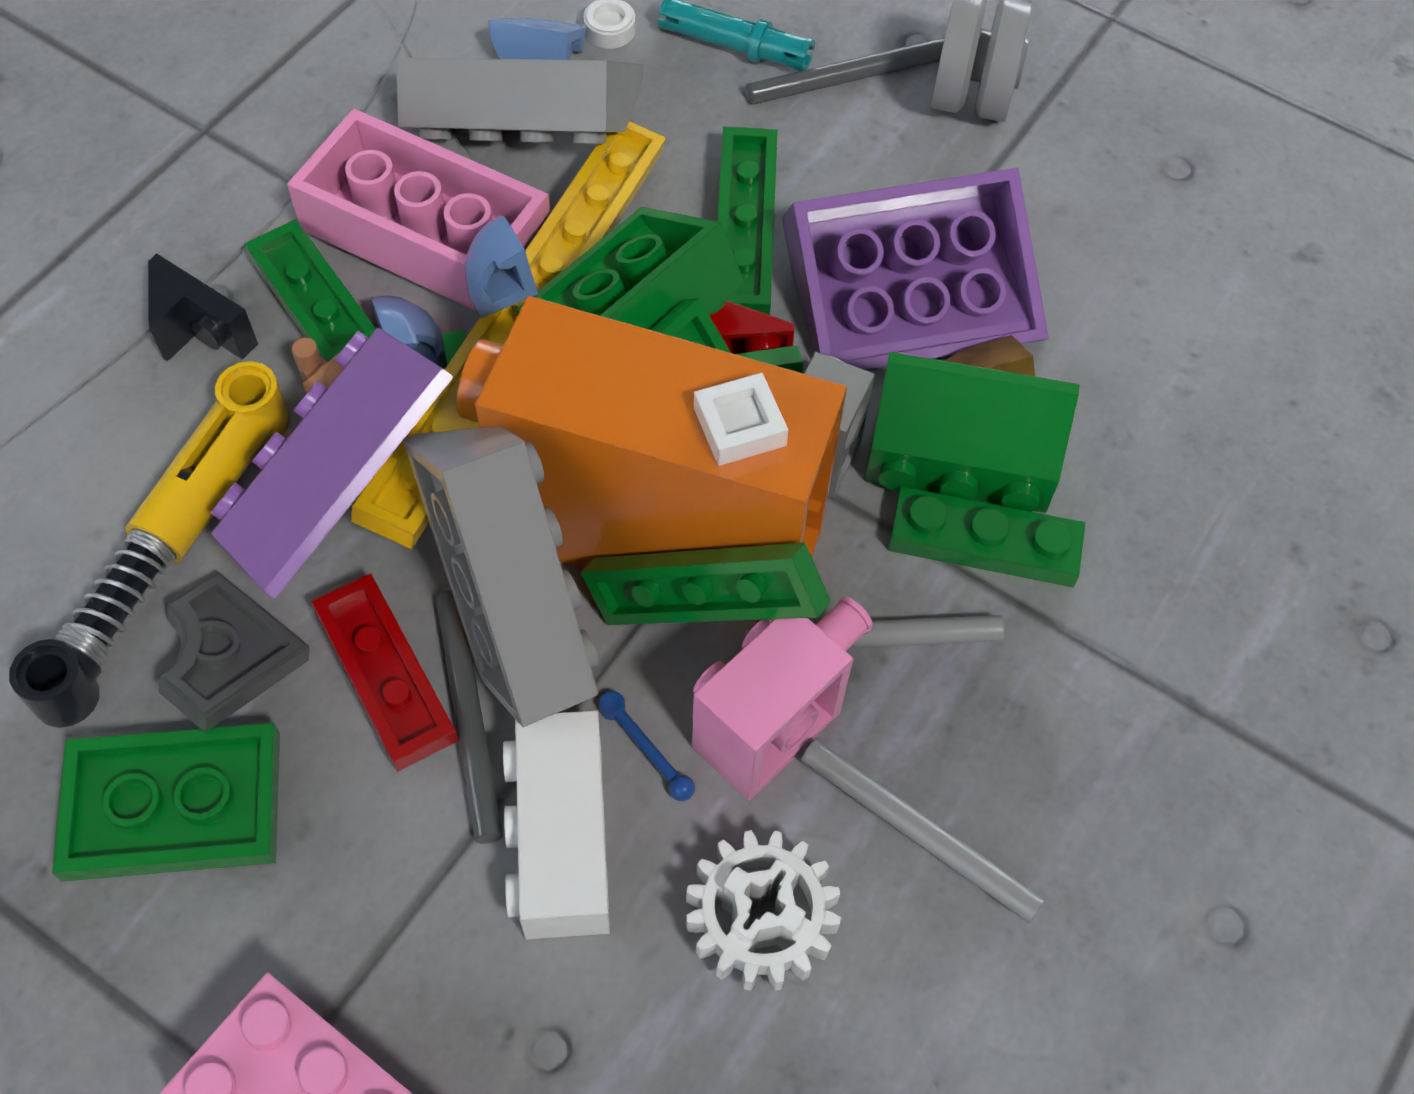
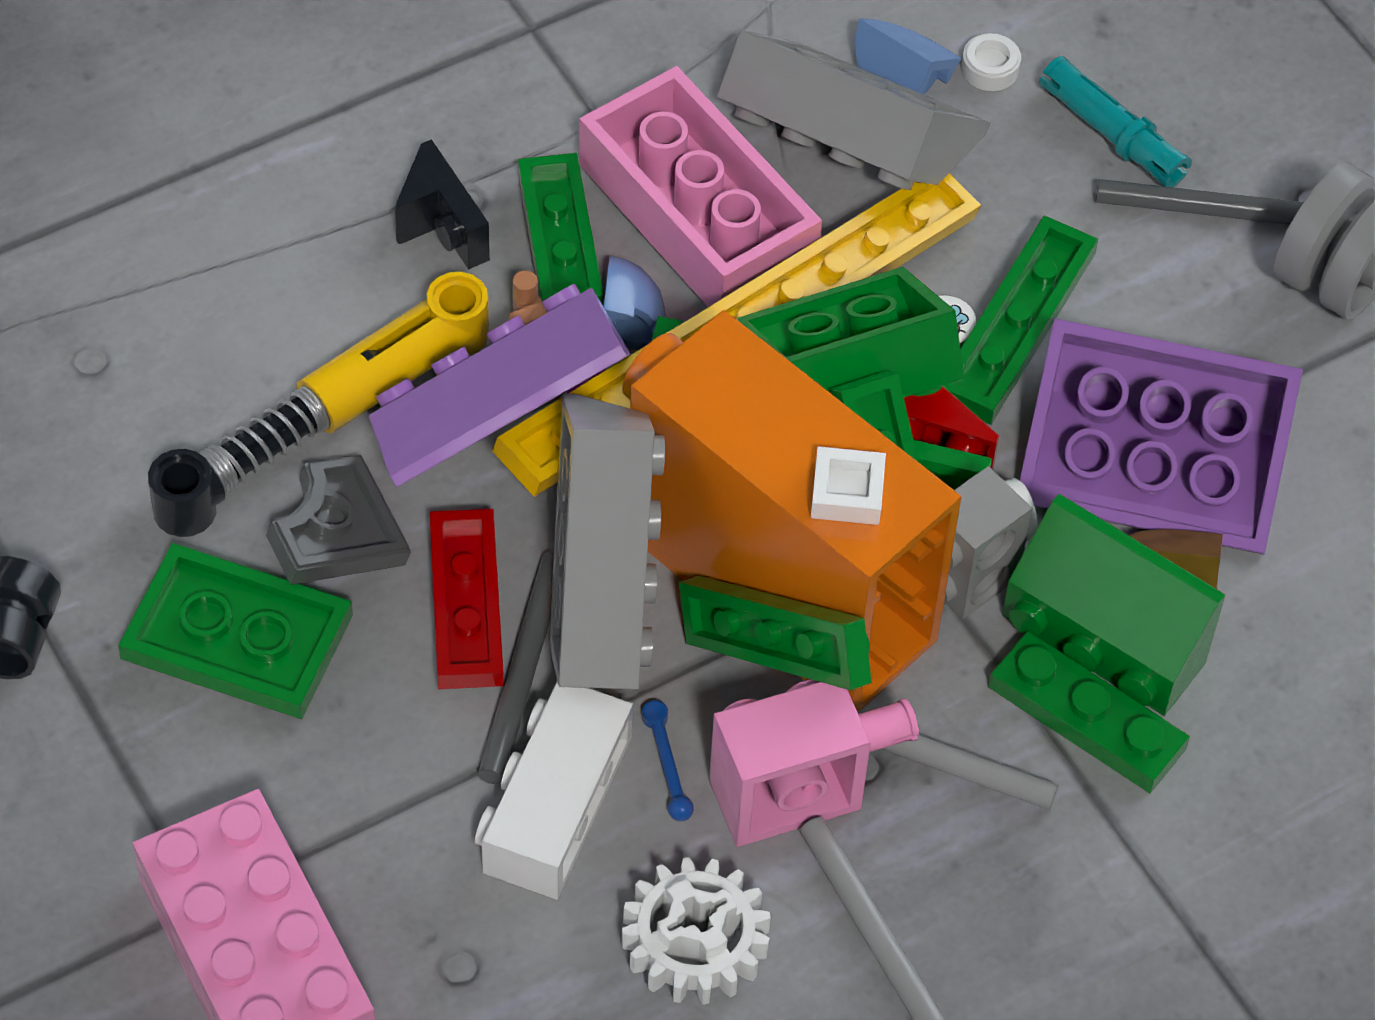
camera: 25 degrees right, 5 degrees down
(497, 268) = (731, 275): medium blue brick -> none

